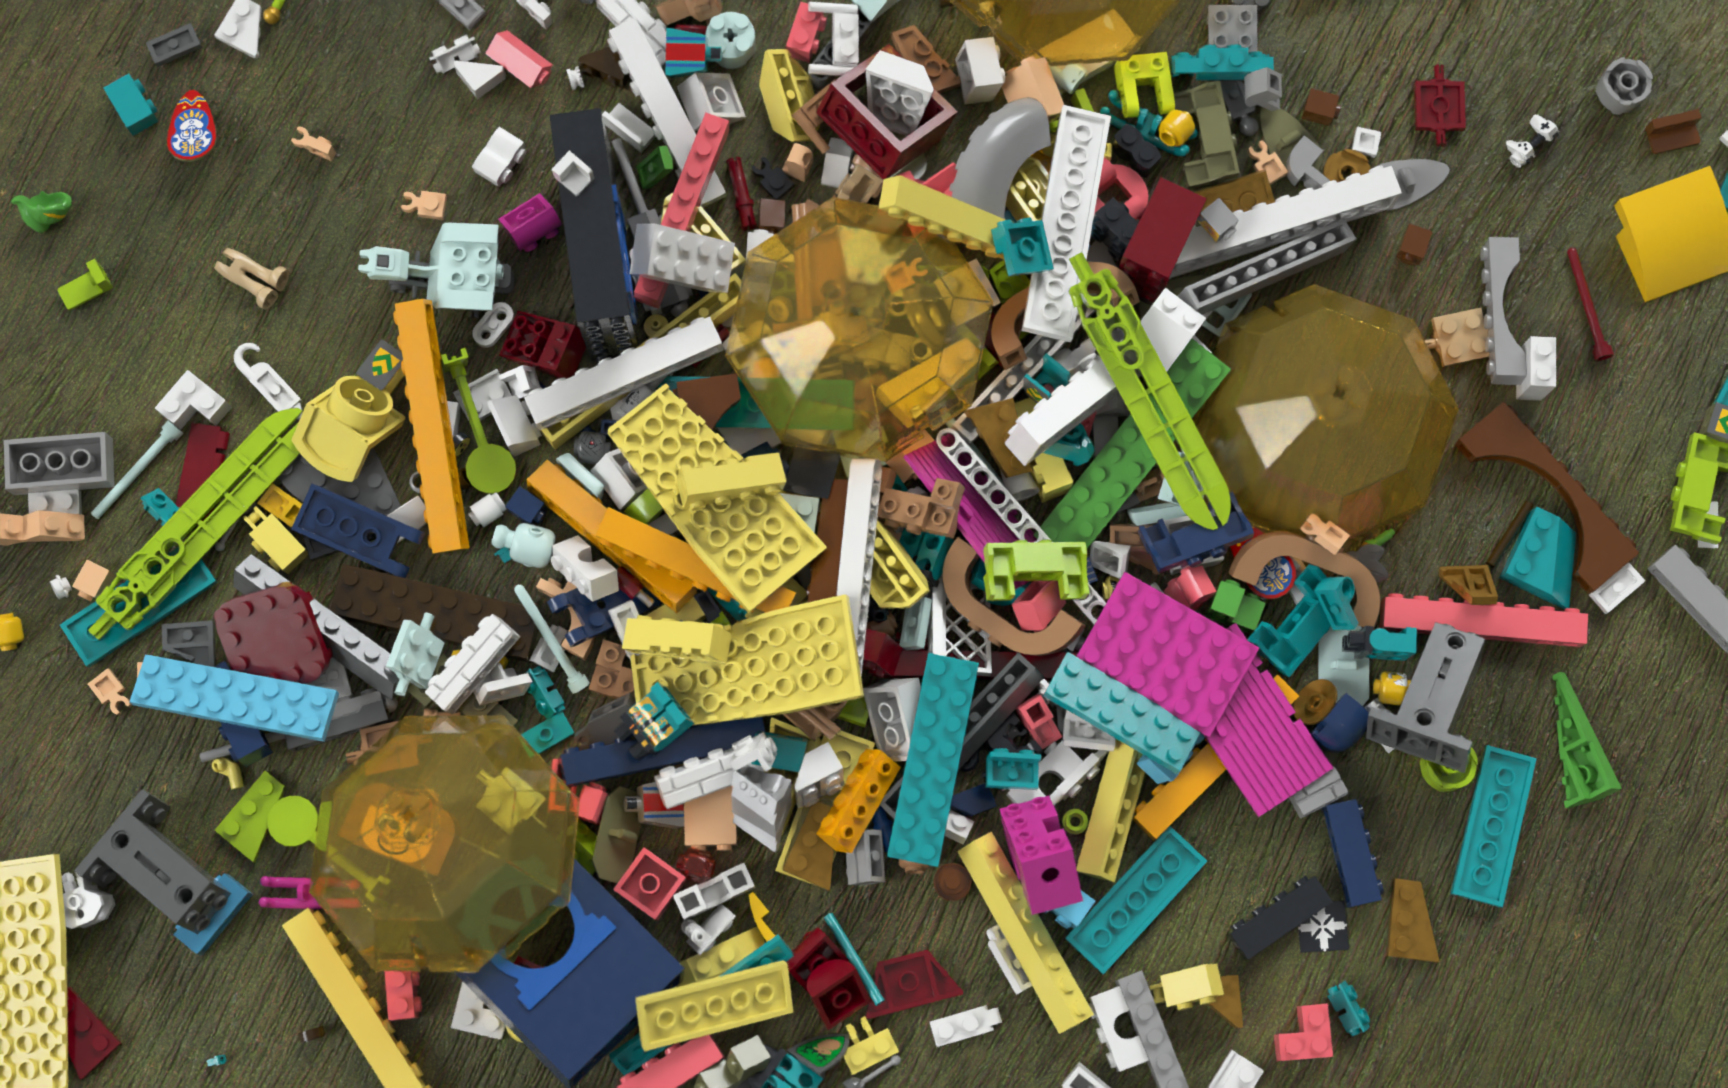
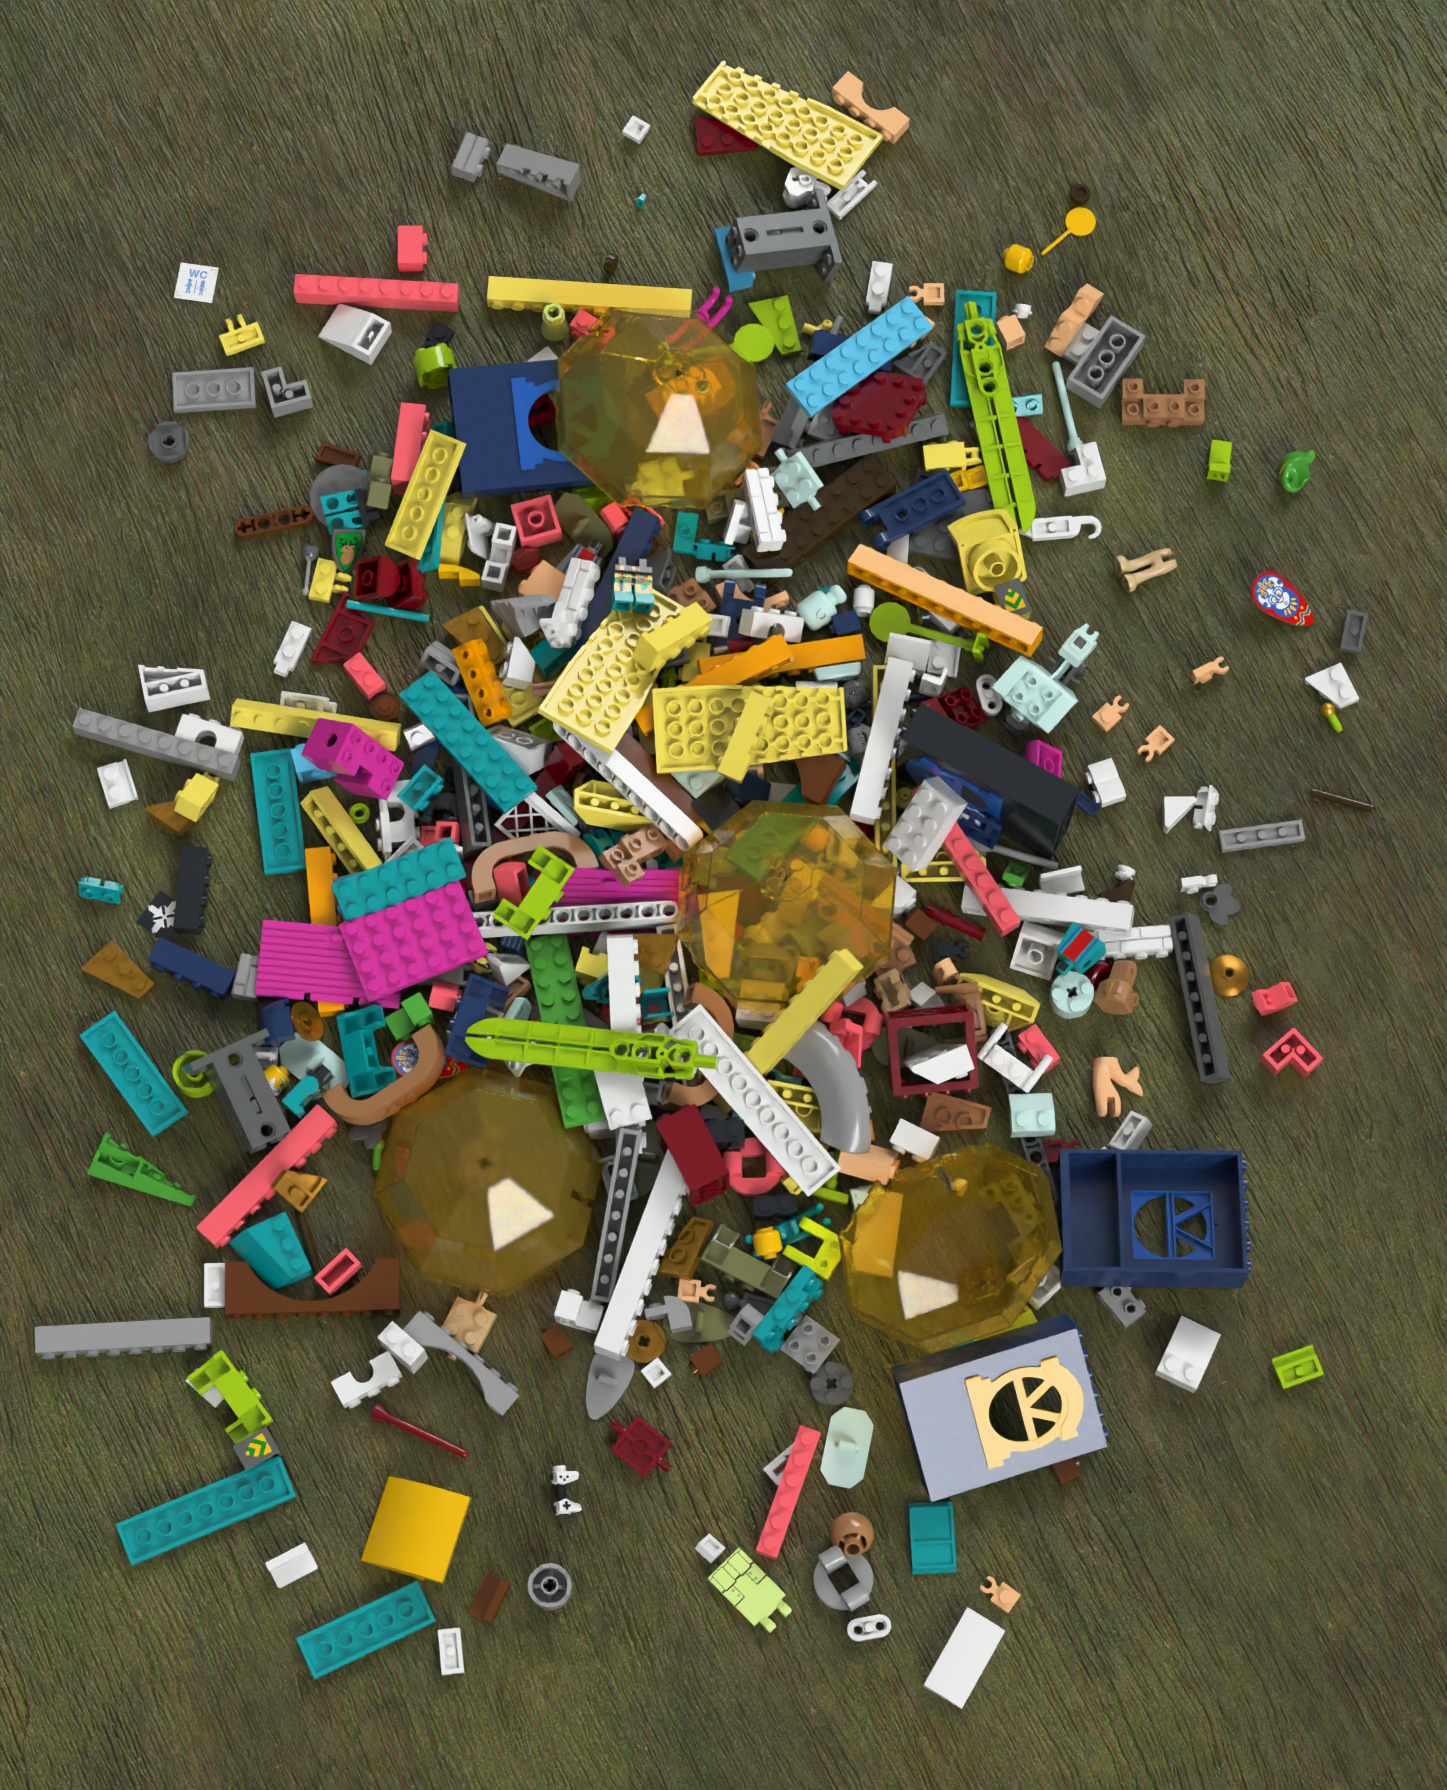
camera: 130 degrees right, 5 degrees down
(65, 369) = (1162, 408): none -> medium nougat bracket
(71, 851) = (853, 193): none -> white hinge
(131, 104) = (1329, 575): teal brick -> none
(138, 748) = (878, 287): none -> white hinge
(421, 141) = (1157, 742): none -> light nougat plate
(431, 1042) = (554, 324): none -> yellowish green plant
(519, 59) = (1165, 844): brick -> none
(532, 164) = (1087, 804): none -> dark blue piece
(573, 173) = (1024, 771): white panel -> none
(636, 212) = (975, 829): none -> dark blue plate
(939, 925) = (364, 676): none -> coral piece
(1023, 246) = (754, 1043): teal plate -> none
(1218, 221) = (671, 1198): light grey brick -> none
(1313, 1036) = (102, 849): coral brick -> none
(1328, 534) = (402, 1103): light nougat plate -> none
(1335, 599) = (361, 1081): teal plate -> none
(1373, 246) = (579, 1313): none -> white brick
(1516, 483) = (338, 1272): none -> coral piece
(1604, 388) = (351, 1391): none -> white arch

